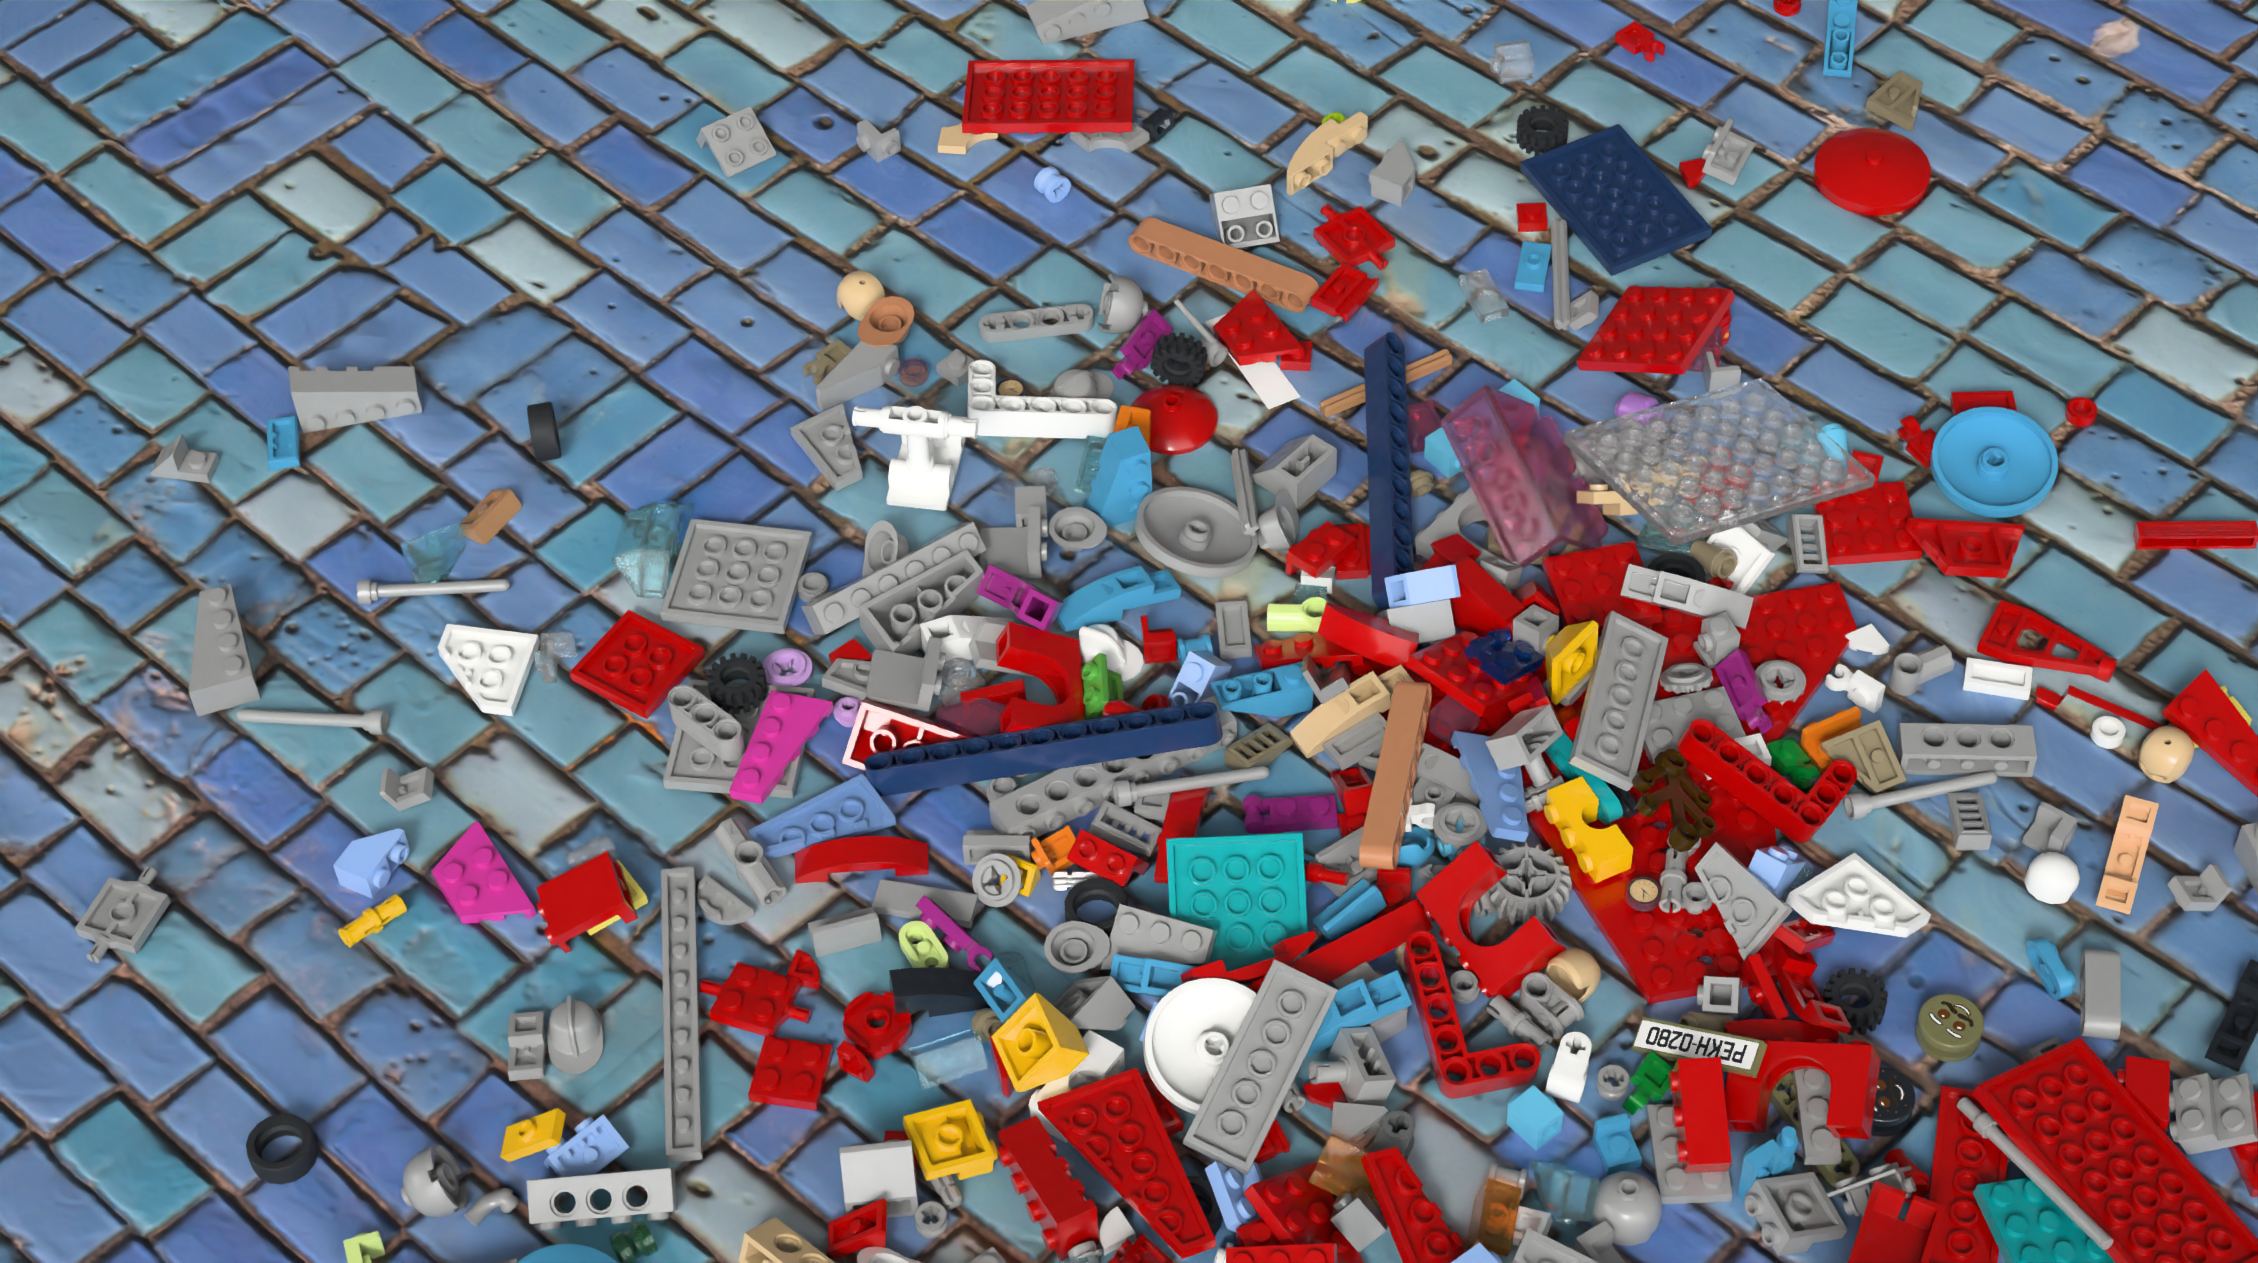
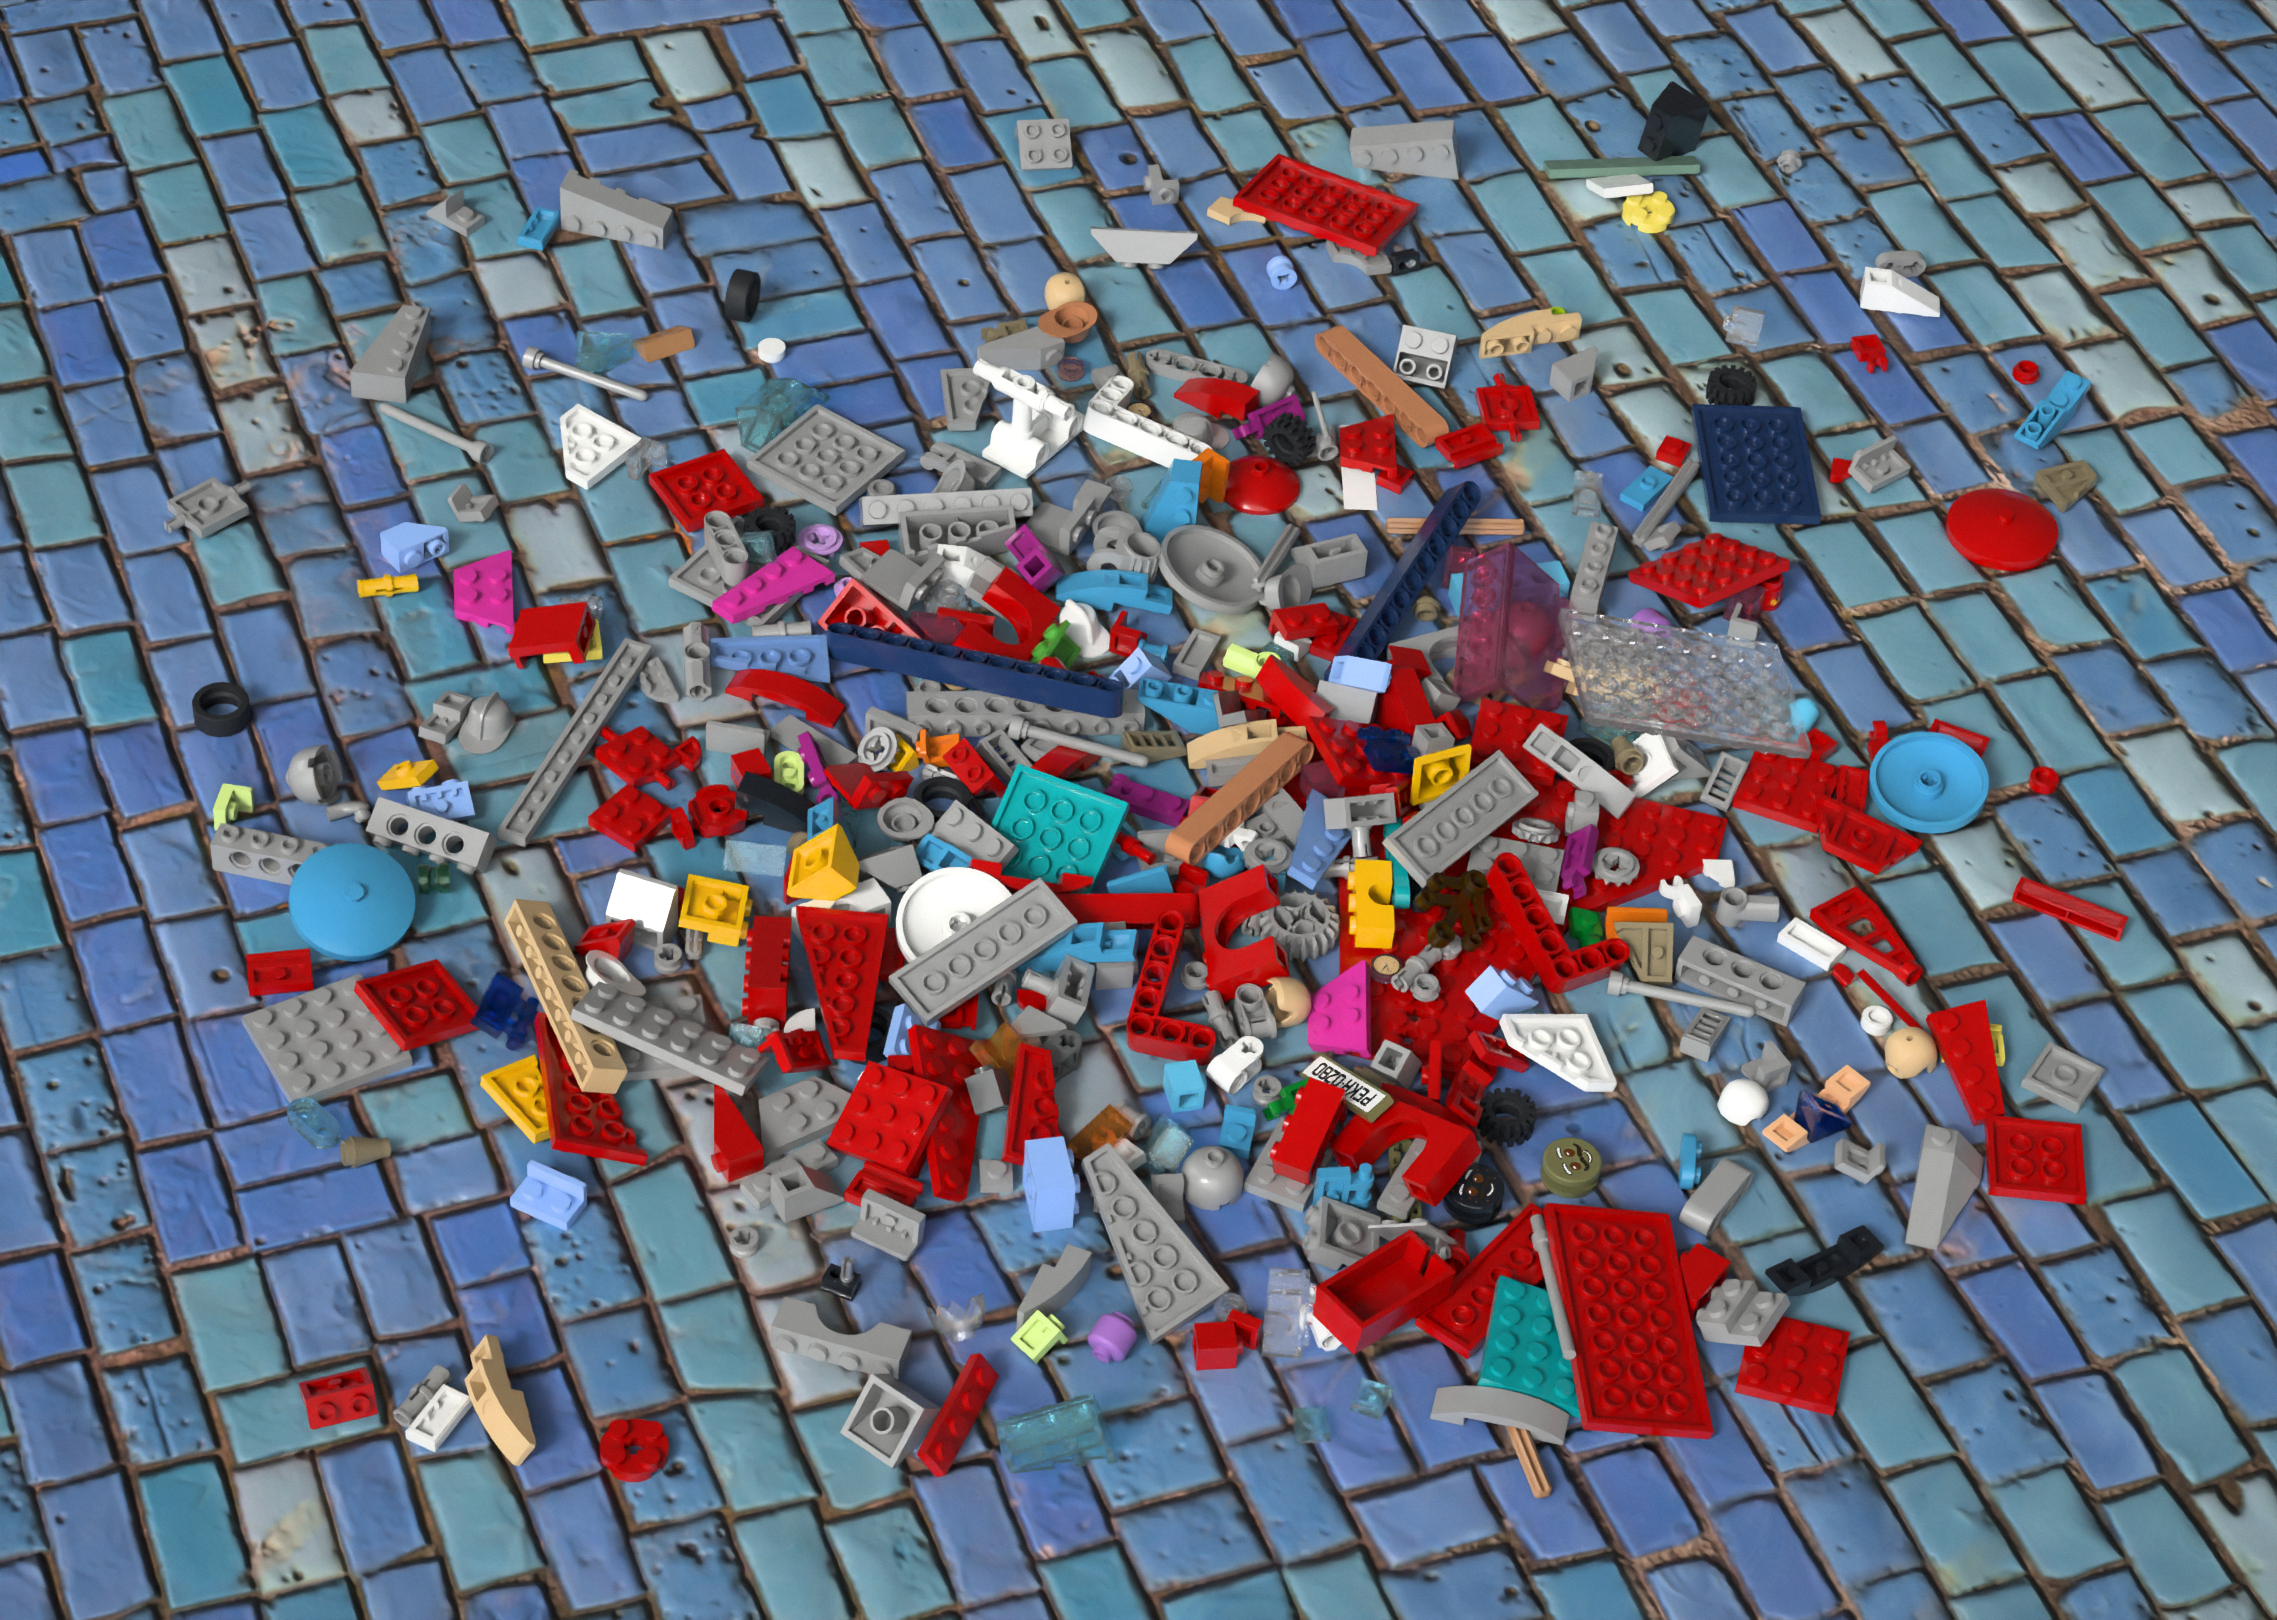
camera: 20 degrees right, 5 degrees down
(604, 477) = (771, 350): none -> white tile
(743, 706) = (759, 547): none -> clear light blue plate
(813, 787) = (782, 629): none -> light grey pin
(879, 959) = (749, 761): none -> red brick
(904, 521) = (942, 455): none -> light grey plate
(906, 210) = (1143, 245): none -> wedge
(983, 349) = (1138, 374): none -> dark tan pin
(1012, 930) = (866, 788): none -> red bracket
(1078, 341) = (1219, 397): none -> red slope
(1116, 549) = (1133, 551): none -> light grey piece
(1548, 374) = (1593, 568): none -> light grey brick
(1633, 964) = (1342, 1014): none -> dark pink wing
(1745, 902) = (1459, 999): light grey wing -> none
(1927, 497) = (1852, 787): none -> red plate
(2138, 863) = (1819, 1116): none -> clear blue slope

